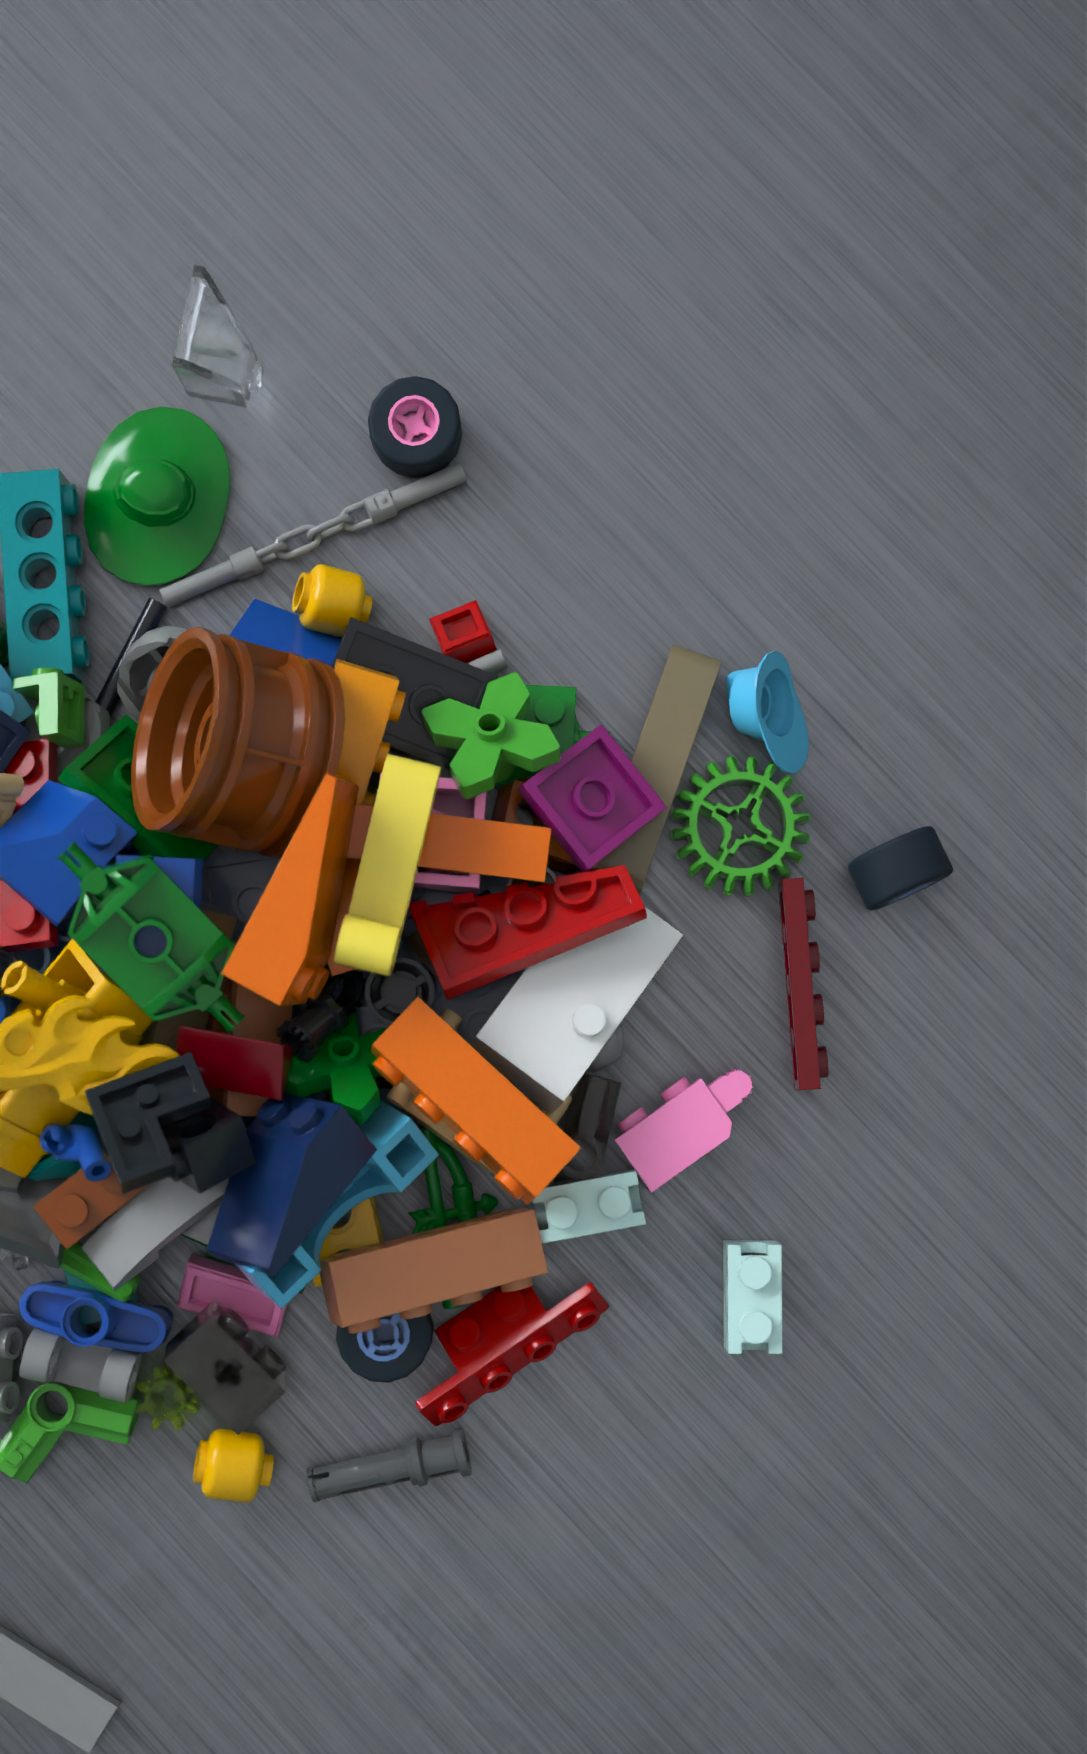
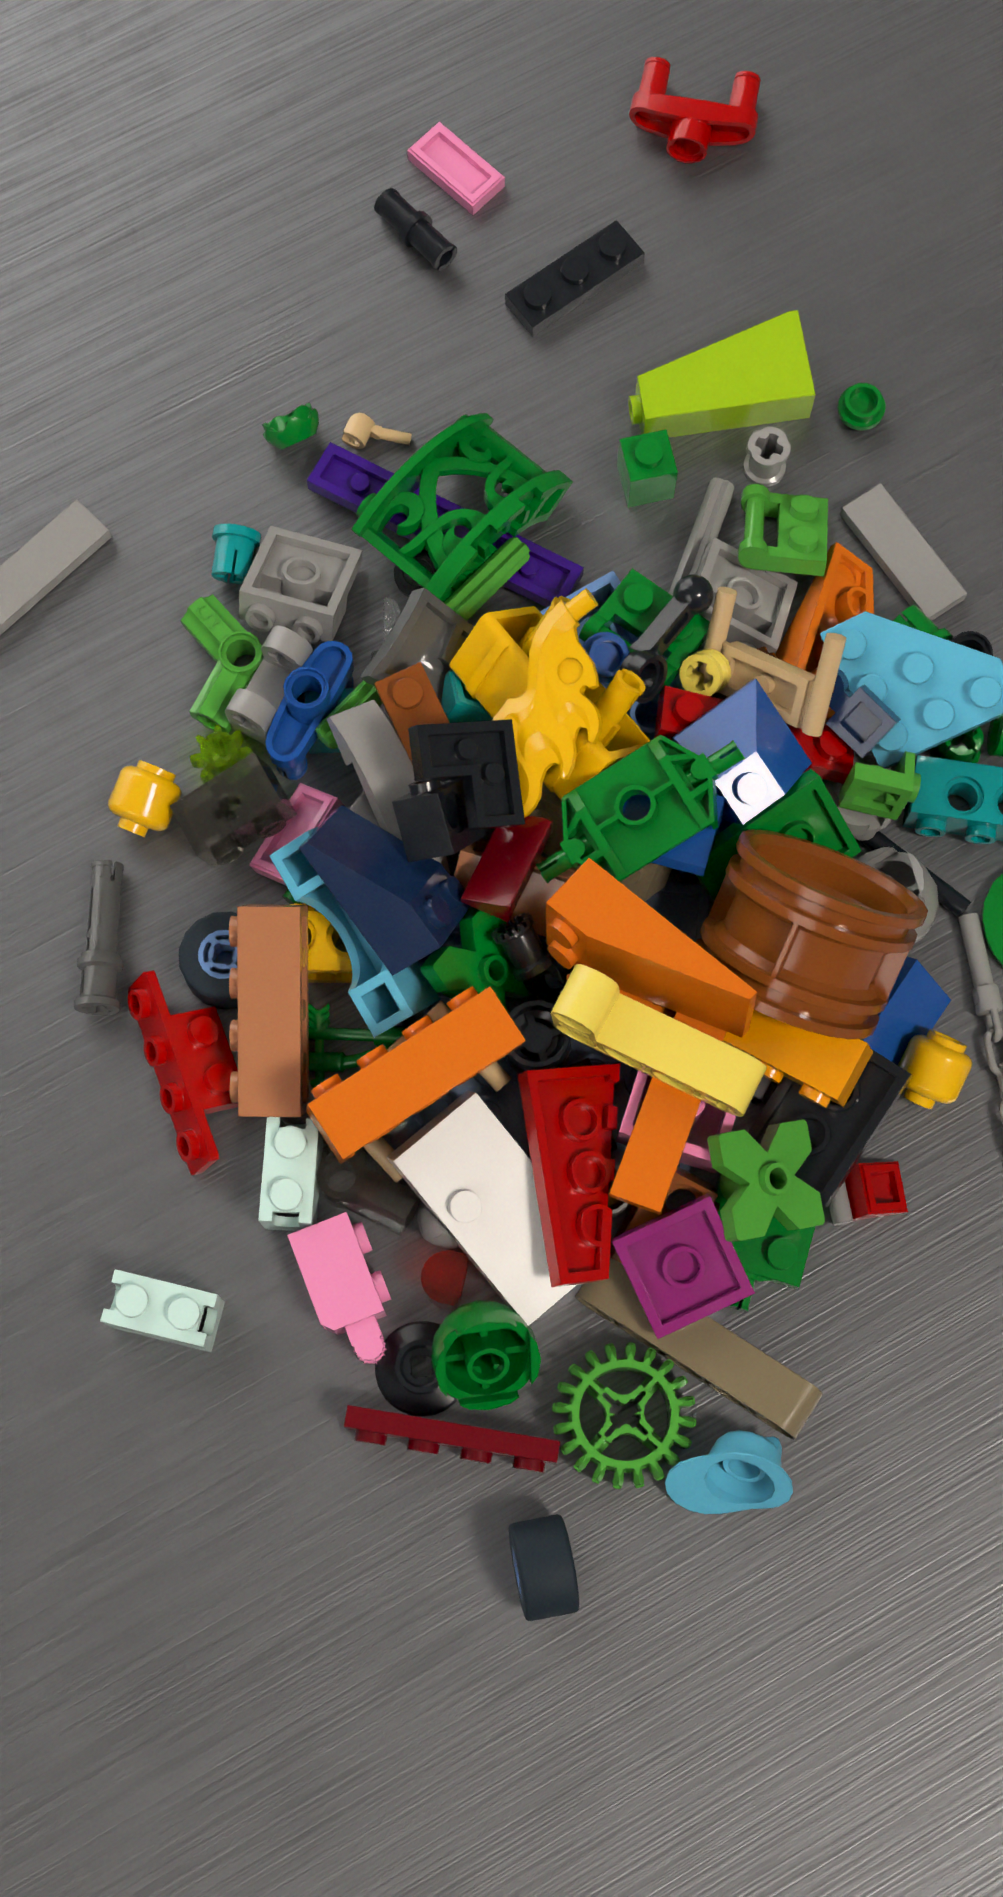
camera: 100 degrees right, 10 degrees down
(77, 1144) = (468, 705): blue arm -> none
(653, 1028) = (444, 1278): none -> clear red brick
(715, 1038) = (394, 1371): none -> black piece
(718, 971) = (484, 1355): none -> green cylinder

